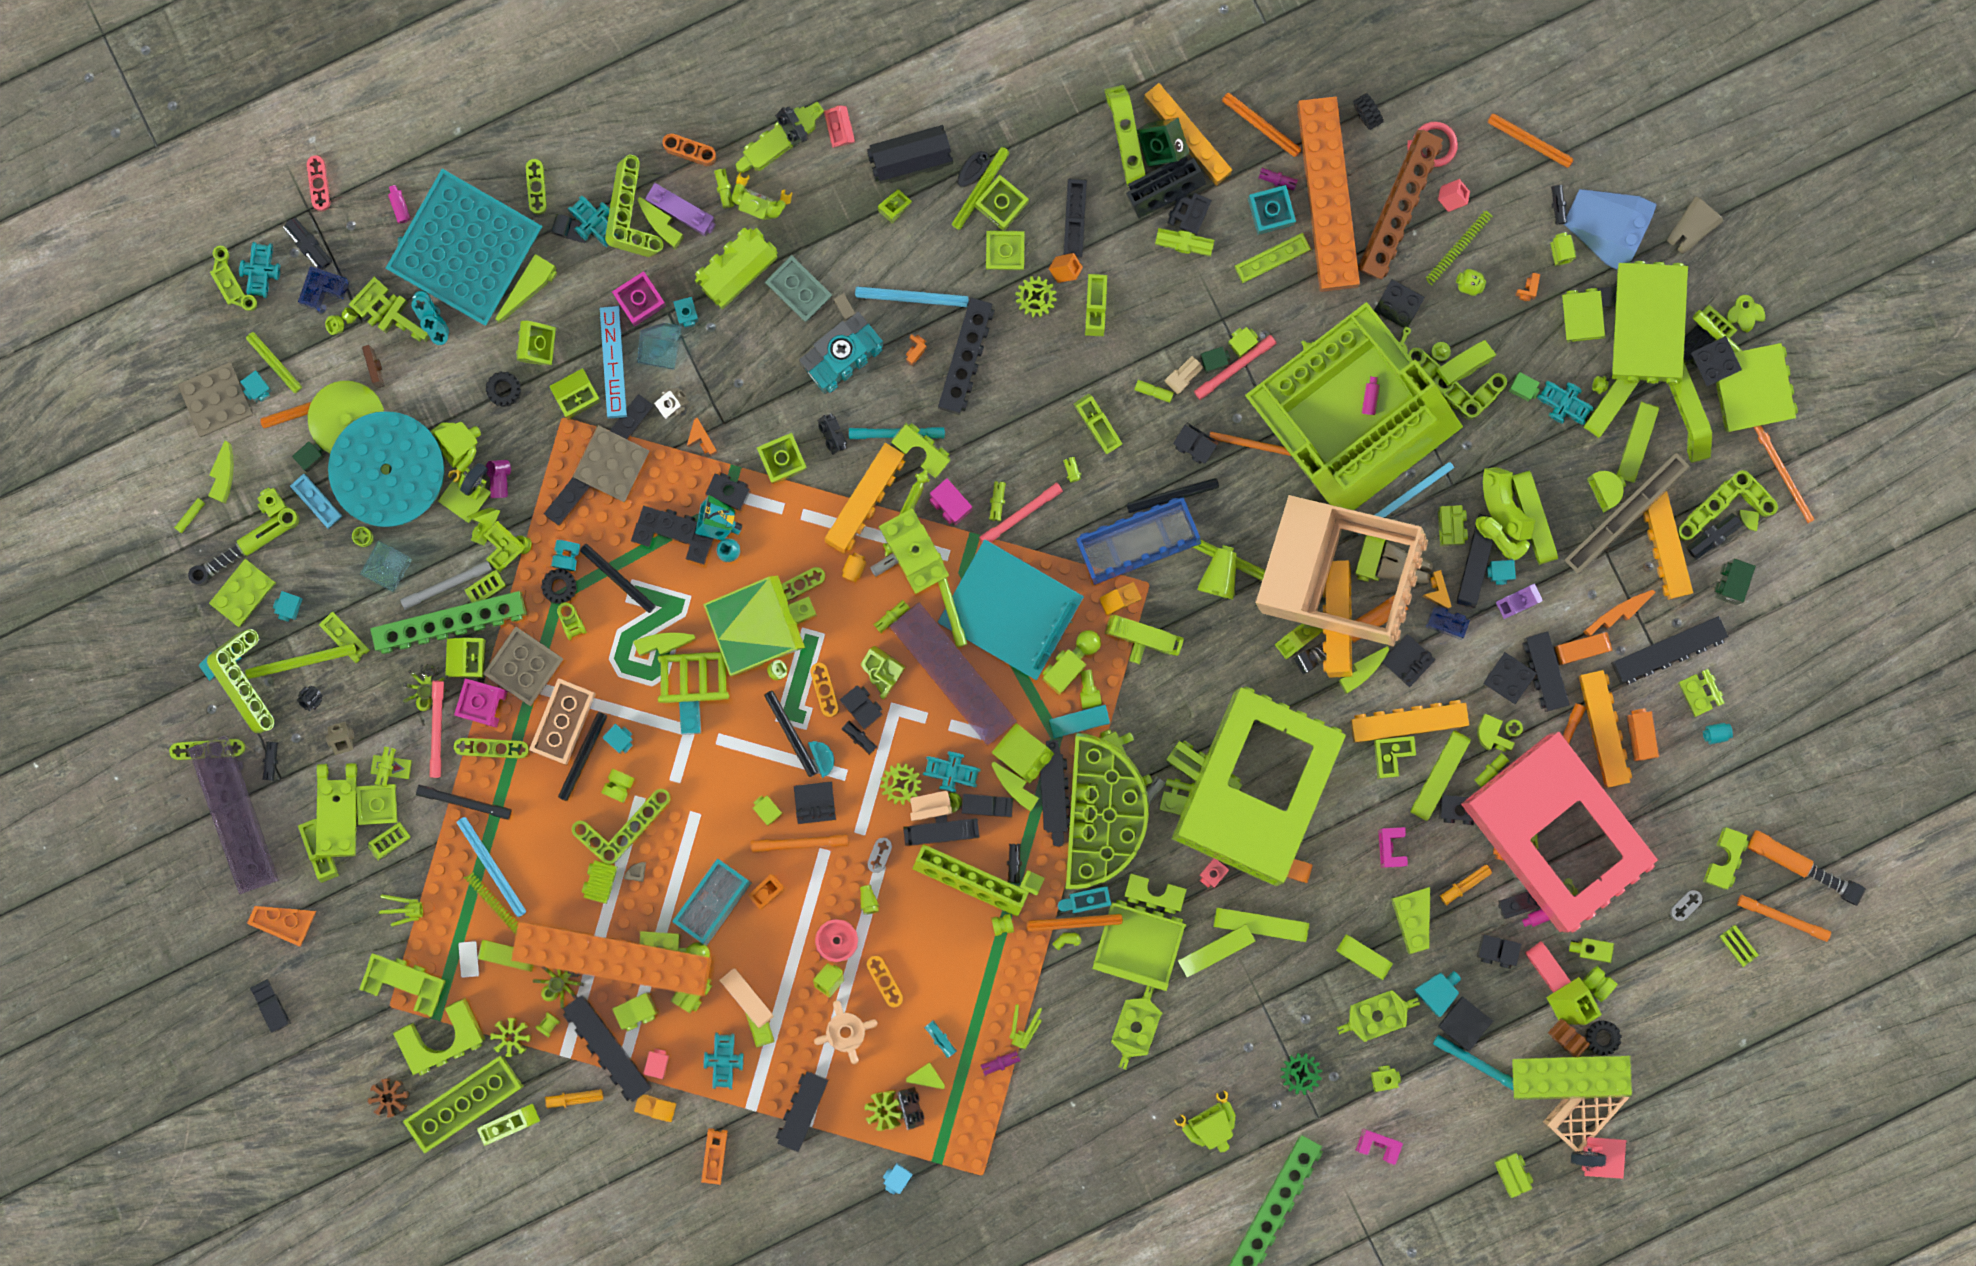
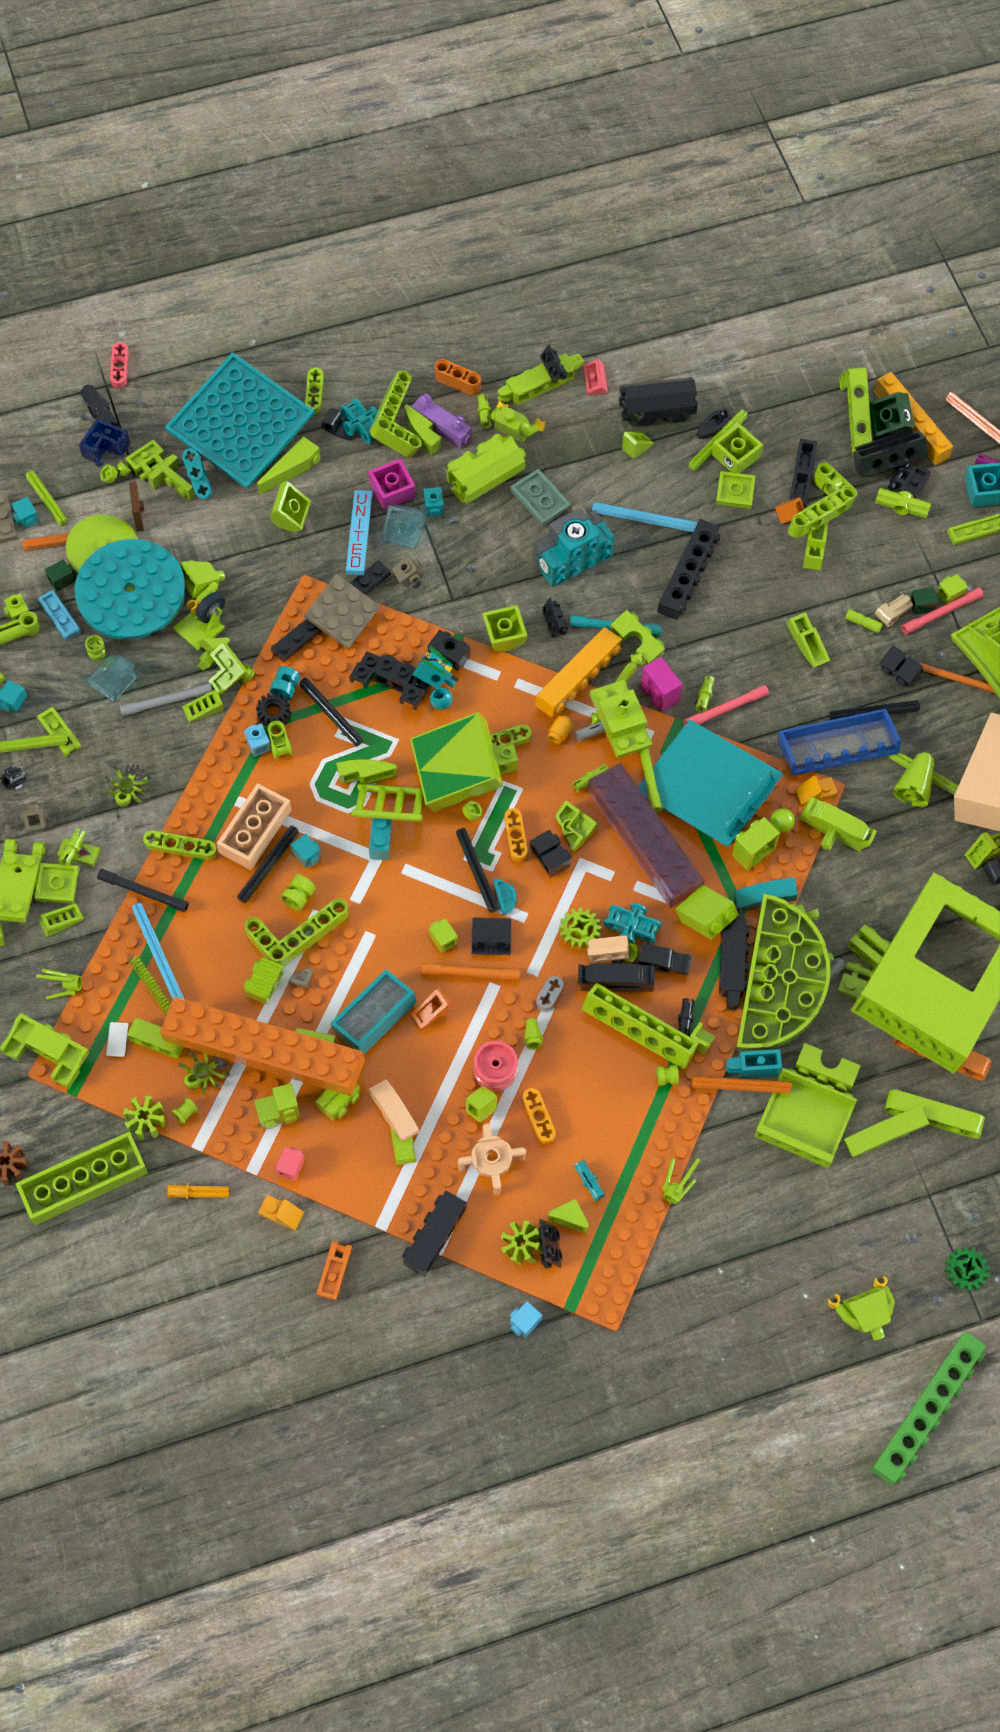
camera: 10 degrees right, 20 degrees down
(228, 283) = (19, 428): lime plate -> none
(259, 269) = (51, 423): teal axle -> none
(382, 633) = (153, 723): bright green brick -> none
(398, 205) = (187, 387): dark pink cylinder -> none
(422, 1057) = (99, 1112): lime arch -> none
(437, 697) = (123, 850): coral piece -> none
(465, 657) = (172, 762): lime slope -> none
(479, 702) = (176, 800): dark pink panel -> none
(497, 378) = (256, 552): black tyre -> none
(498, 472) = (235, 609): magenta piece -> none
(508, 1124) = (125, 1207): lime slope -> none
(523, 666) = (225, 775): dark tan plate -> none
(548, 622) = (257, 740): none -> medium azure brick
(575, 394) = (320, 556): lime slope -> none
(607, 1048) = (242, 1143): black brick -> none
(697, 434) = (429, 603): orange slope -> none
(723, 1068) = (360, 1171): teal axle -> none
(859, 737) = (544, 882): black pin -> none
(915, 353) = (643, 559): orange bracket -> none
(1000, 1063) = (649, 1213): magenta pin -> none
(1014, 786) = (695, 945): lime slope -> none
(1046, 289) = (760, 529): lime gear -> none
(1067, 938) = (728, 1101): lime arm -> none
(1072, 470) = (781, 680): lime pin -> none
(1090, 694) = (778, 868): lime pin -> none
(1108, 261) = (839, 499): none -> lime beam
(1140, 1011) = (807, 1187): lime plate -> none
(1213, 873) = (888, 1056): coral brick -> none

